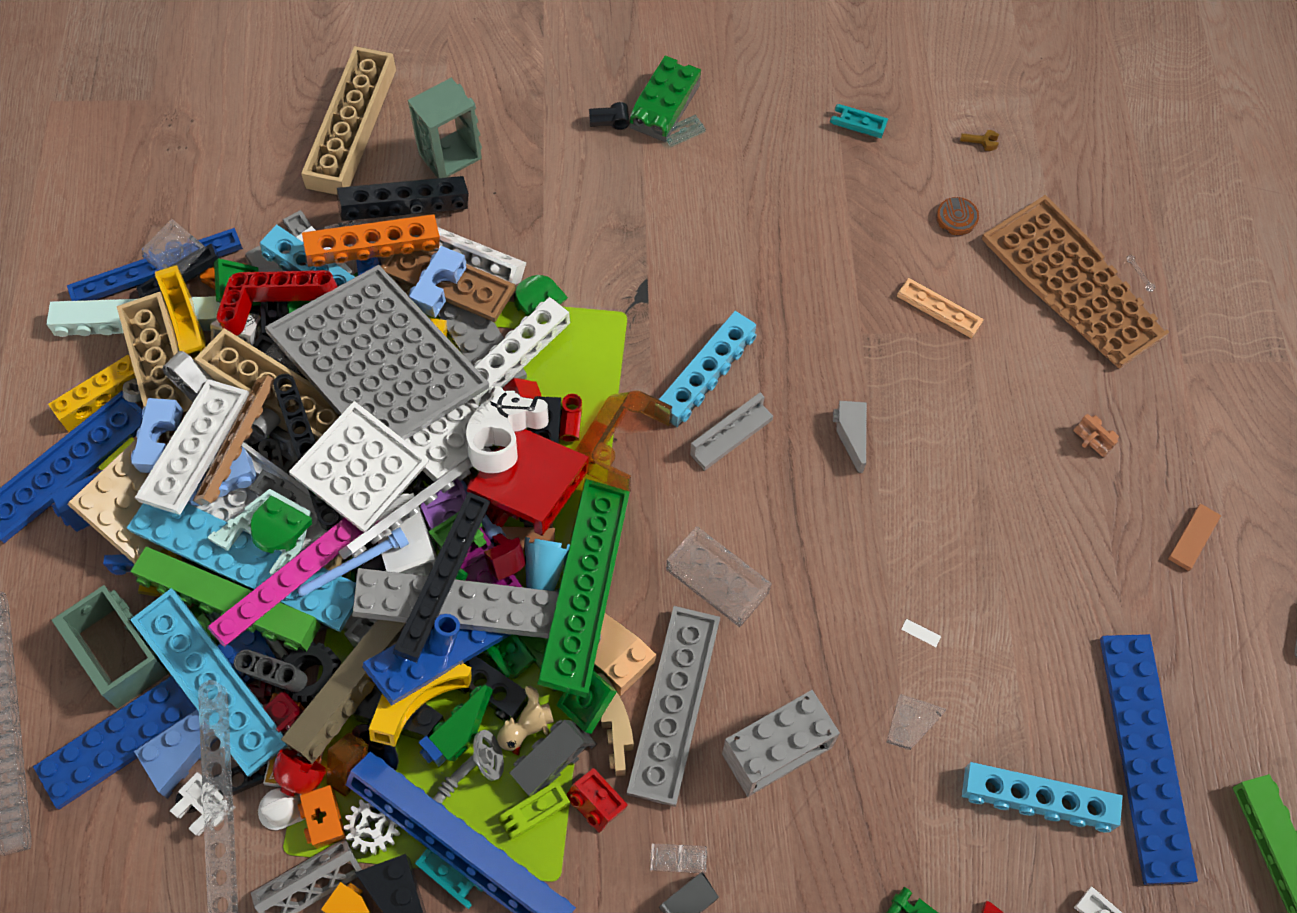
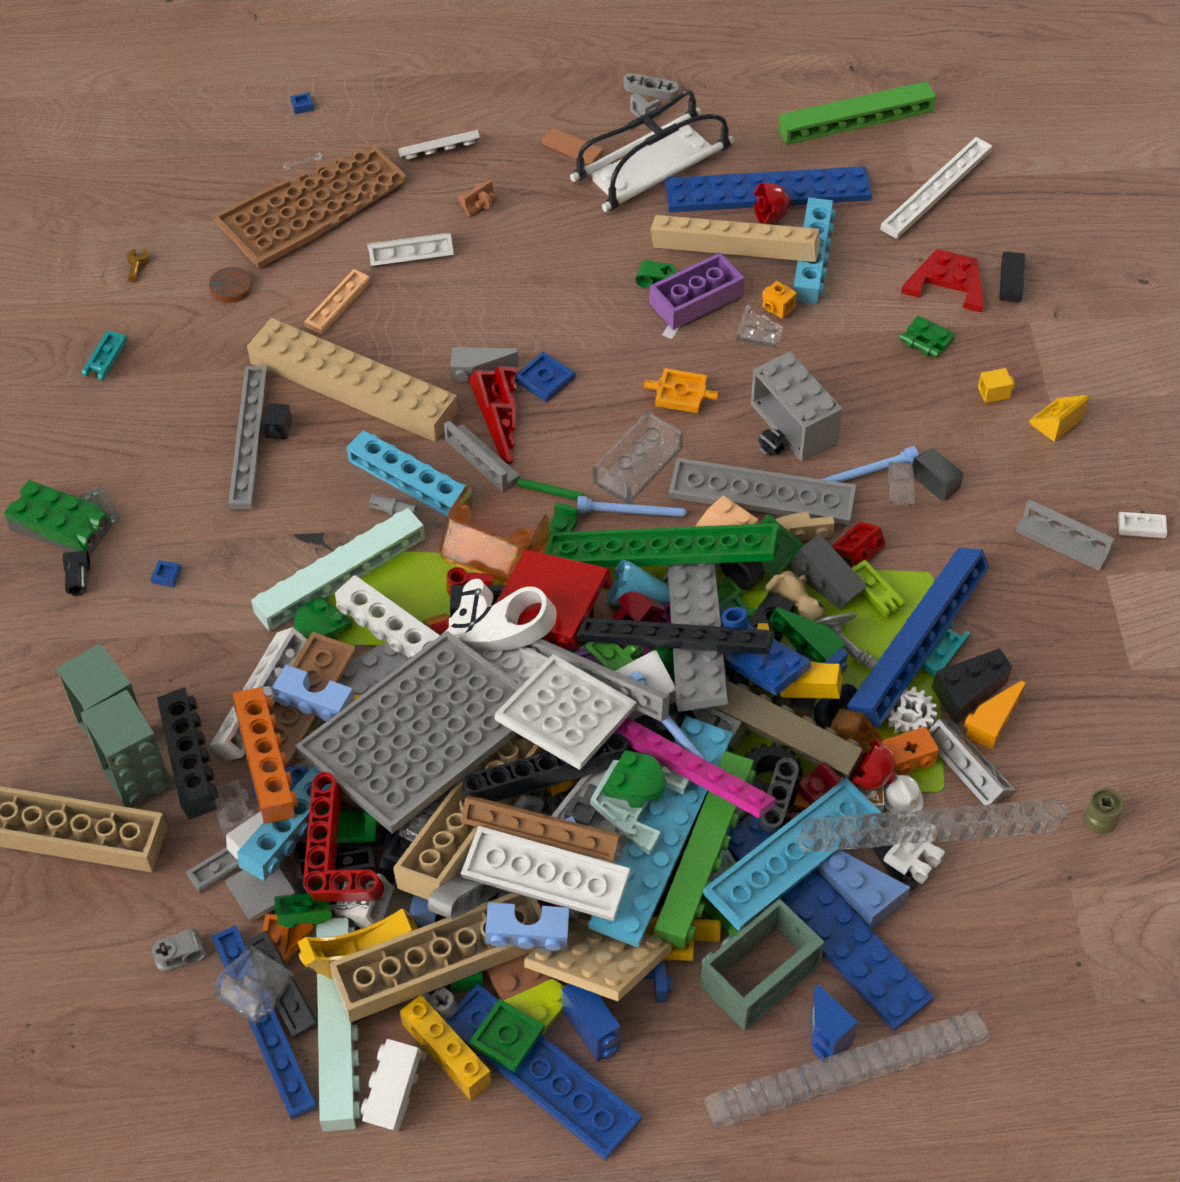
camera: 90 degrees left, 10 degrees down
(36, 700) = (831, 1025): none -> blue slope
(72, 353) = (392, 1084): none -> white wedge
(90, 435) = (507, 1035): none -> green plate
(227, 206) = (180, 950): none -> light grey piece
(388, 126) = (126, 749): none -> sand green hose
(597, 312) = (335, 569): none -> light aqua brick
(606, 182) = (166, 573): none -> blue tile
(643, 505) = (563, 519): none -> green bracket
(664, 525) = (586, 505): none -> light blue piece
(670, 355) = (391, 506): none -> light grey pin
(688, 497) = (549, 489): none -> green bar
(719, 873) = (906, 456): none -> light blue piece
(739, 717) = (772, 442): none -> black gear
(760, 236) = (248, 438): none -> light grey plate
(775, 257) = (277, 421): none -> black brick
(809, 447) = (496, 401): none -> red wedge
(818, 630) = (681, 390): none -> light orange plate
(827, 320) = (353, 379): none -> tan brick
(840, 496) = (544, 377): none -> blue tile
(954, 745) = (779, 299): none -> light orange brick
(961, 653) = (696, 290): none -> medium lavender brick
(988, 612) = (653, 272): none -> green piece
(1017, 370) = (410, 249): none -> white fence
(1041, 703) = (735, 238): none -> tan brick
(1111, 752) = (771, 203): none -> red cylinder
(1174, 391) = (447, 142): none -> white plate
(1177, 624) = (666, 153): none -> white piece
(1229, 270) = (302, 103): none -> blue tile
(1263, 621) = (640, 106): none -> light grey bracket

